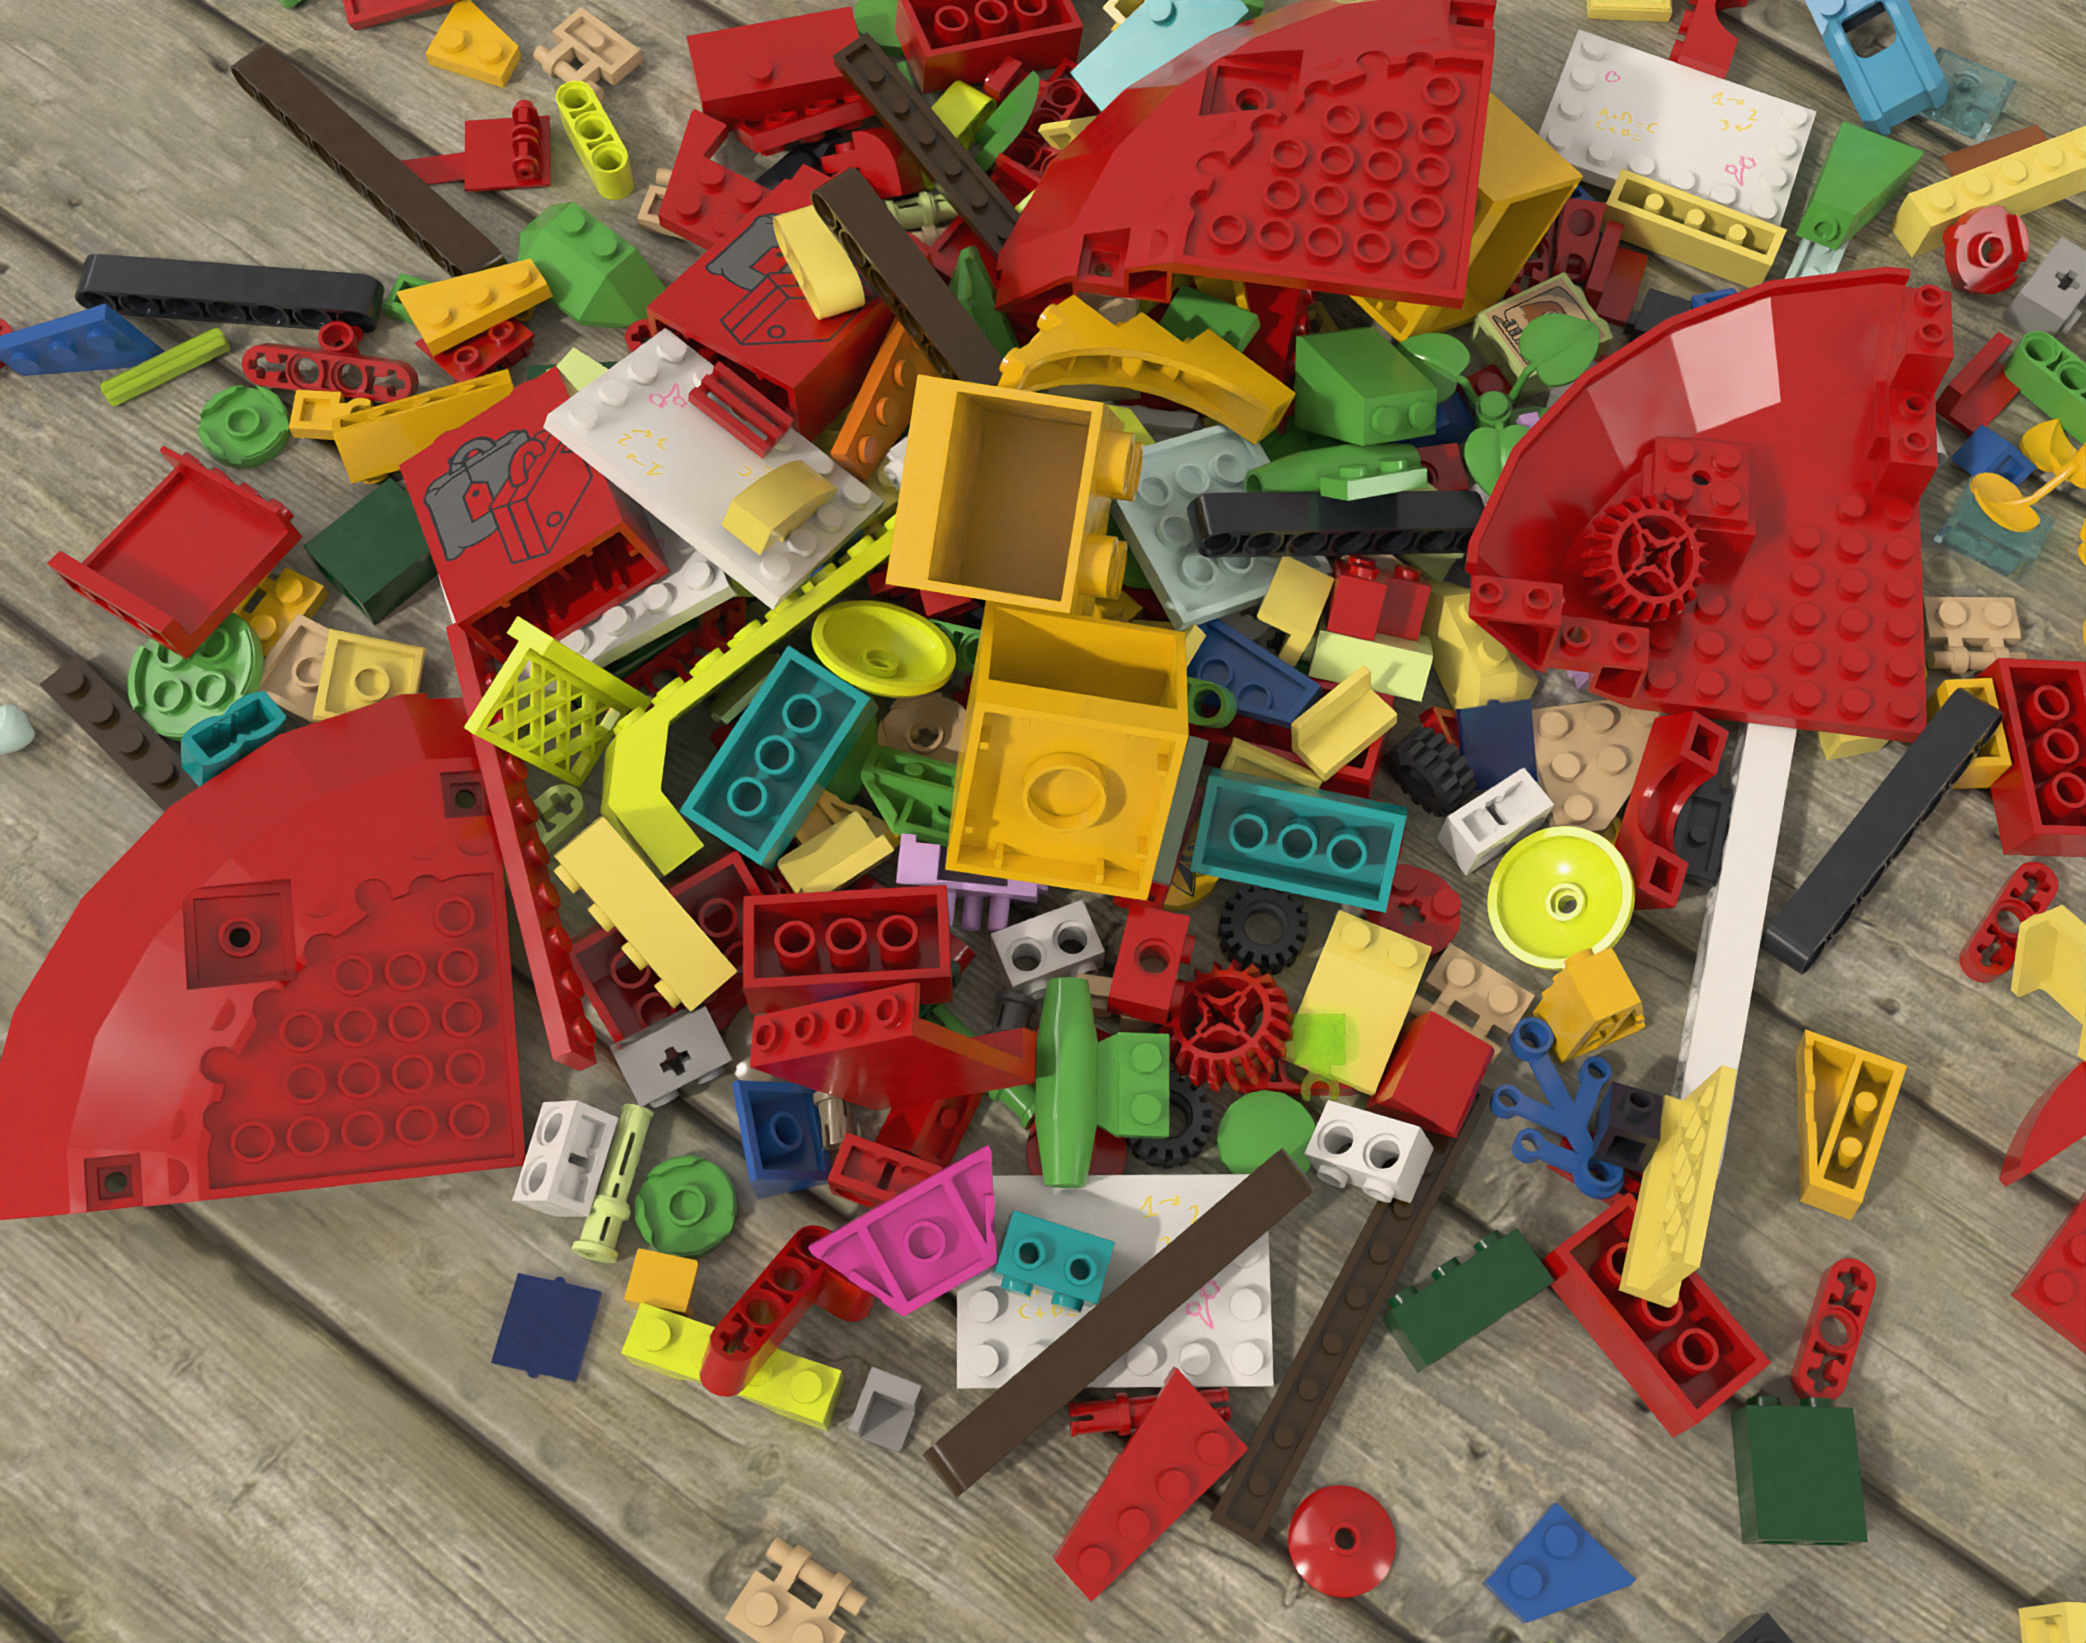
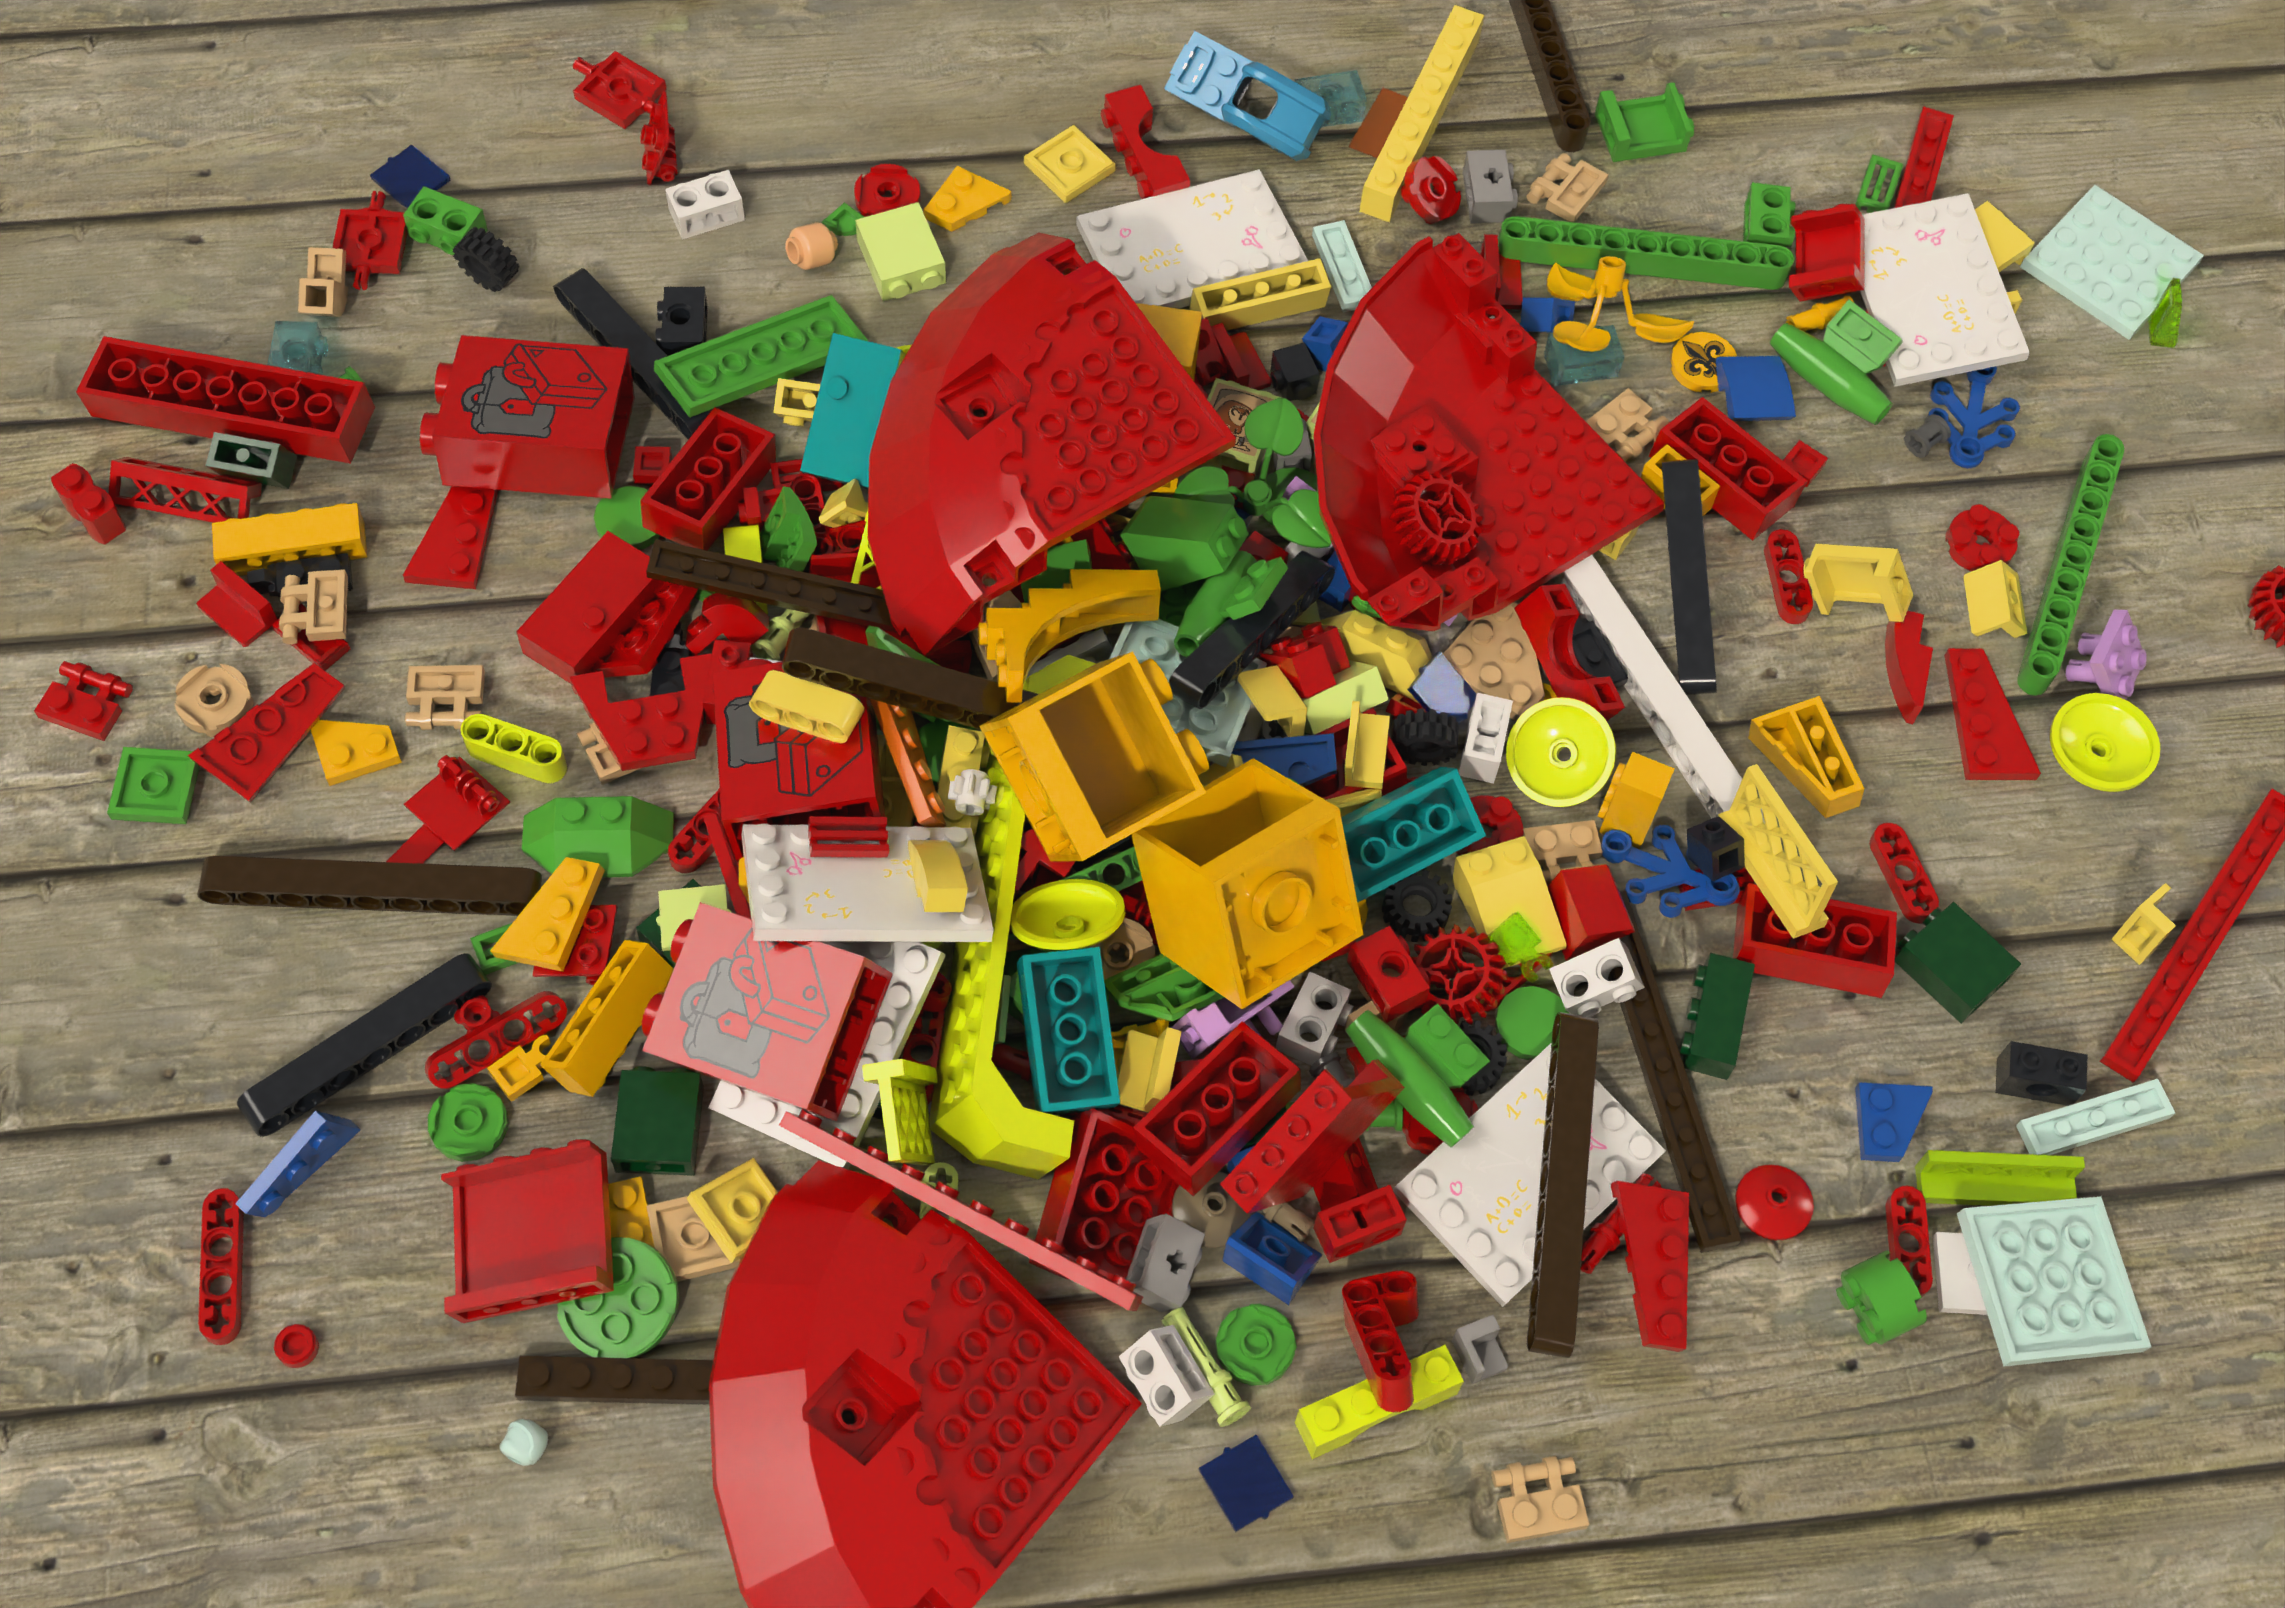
camera: 45 degrees left, 5 degrees down
(164, 366) = (369, 1128): lime axle -> none
(227, 738) = (698, 1314): teal brick -> none
(644, 913) = (1082, 1188): light yellow brick -> none
(662, 1282) = (1291, 1392): yellow panel -> none
(920, 1238) = (1420, 1230): dark pink wing -> none
(1052, 1261) = (1496, 1183): teal brick -> none
(1855, 184) = (1324, 201): bright green slope -> none

